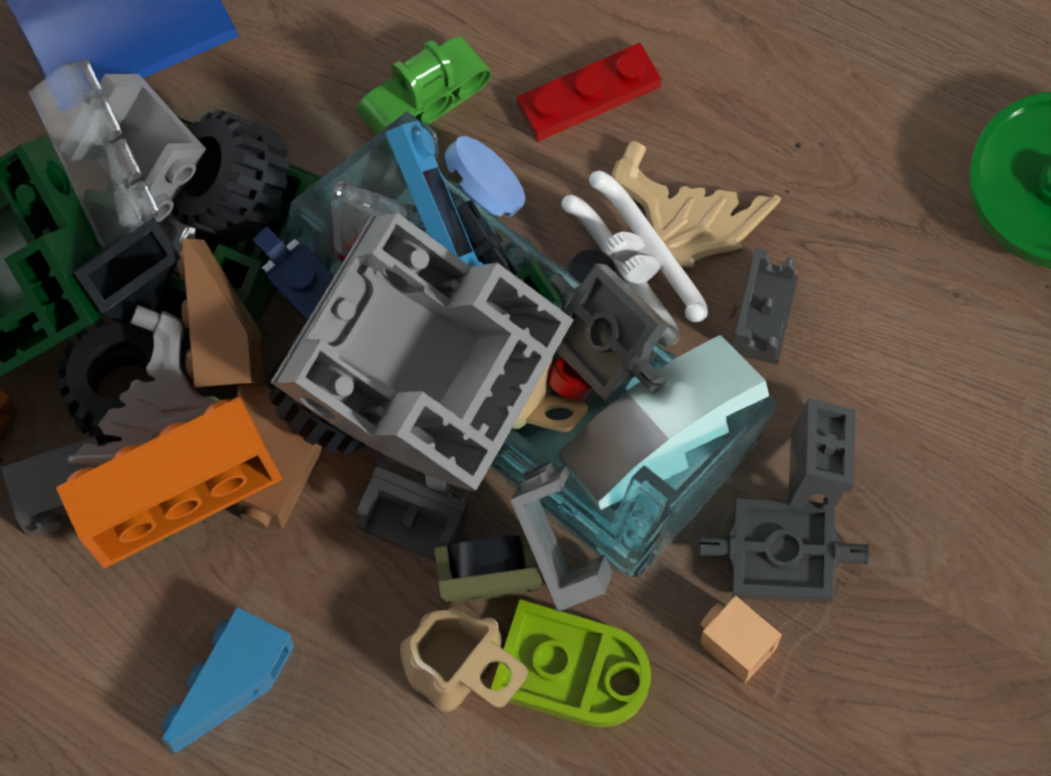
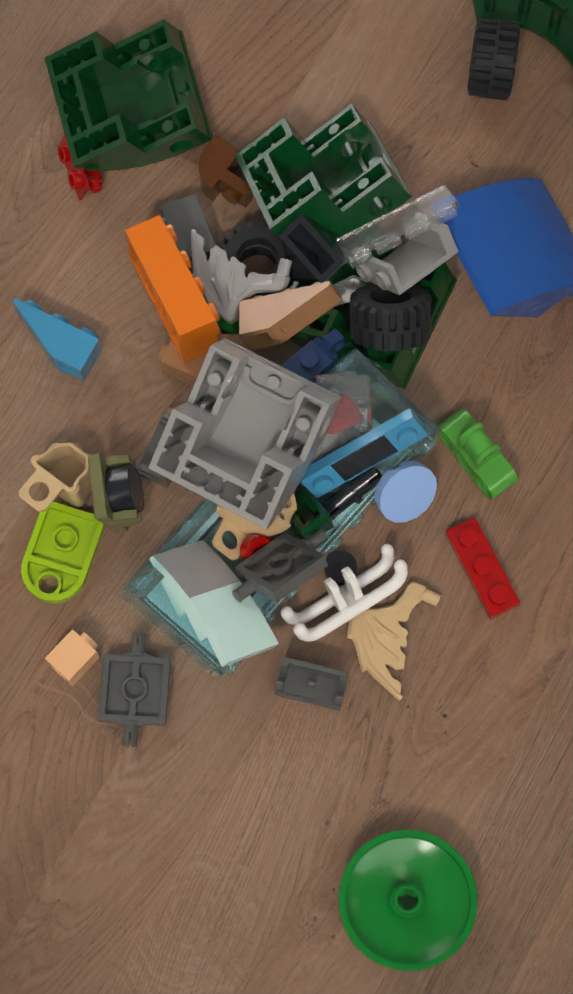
camera: 90 degrees right, 5 degrees up
(565, 584) = (113, 535): light grey panel -> none
(821, 454) = (196, 714): dark grey hinge -> none

